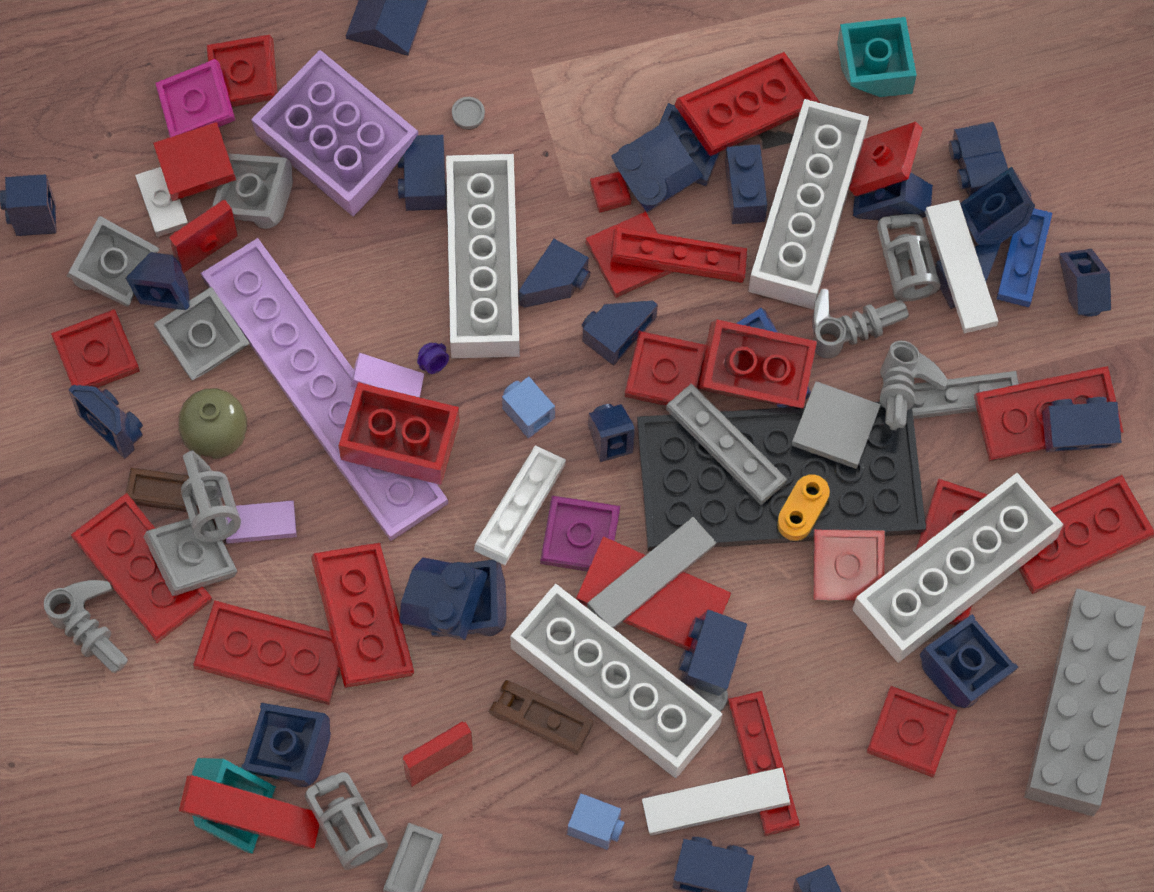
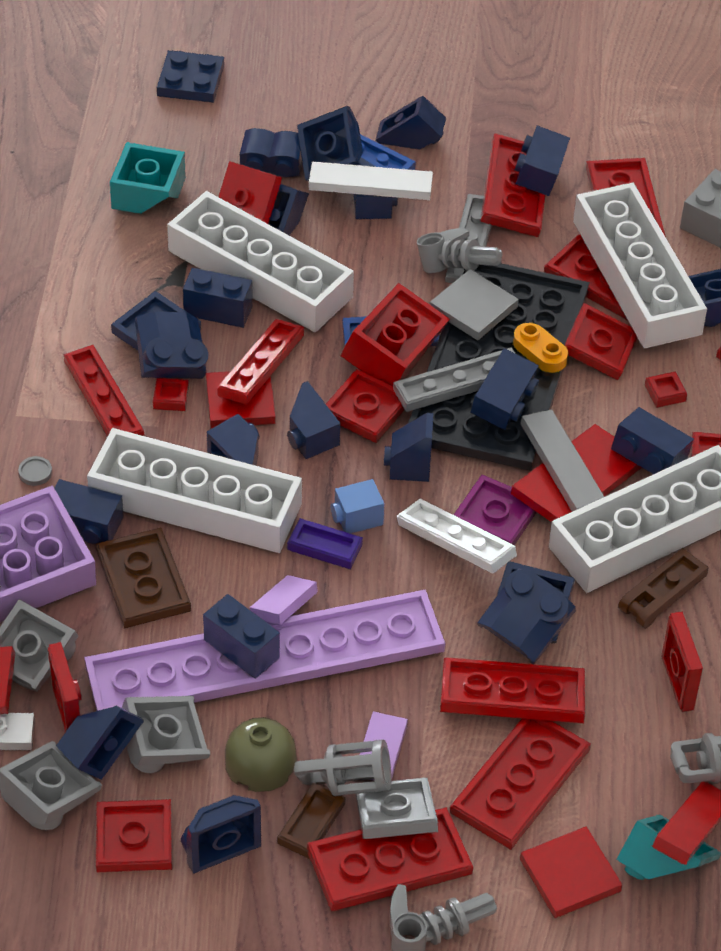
camera: 70 degrees left, 20 degrees down
(183, 725) = (570, 872): none -> red tile
(288, 744) = (625, 783): dark blue slope -> none
(315, 356) = (241, 636): none -> dark blue brick
(377, 252) = (143, 577): none -> reddish brown tile
(399, 433) = (354, 591): red brick -> none
(432, 357) = (274, 563): dark purple plate -> none
(479, 394) = (325, 543): none -> dark purple tile
(583, 134) = (101, 391): none -> red tile
(714, 489) = (505, 388): none -> dark blue brick
(745, 103) = (141, 274): red tile -> none
(815, 649) = (665, 389): none -> red tile
(849, 329) = (385, 270): light grey piece -> none
(901, 250) = (330, 213): light grey piece -> none
(1069, 40) = (190, 76): none -> dark blue plate

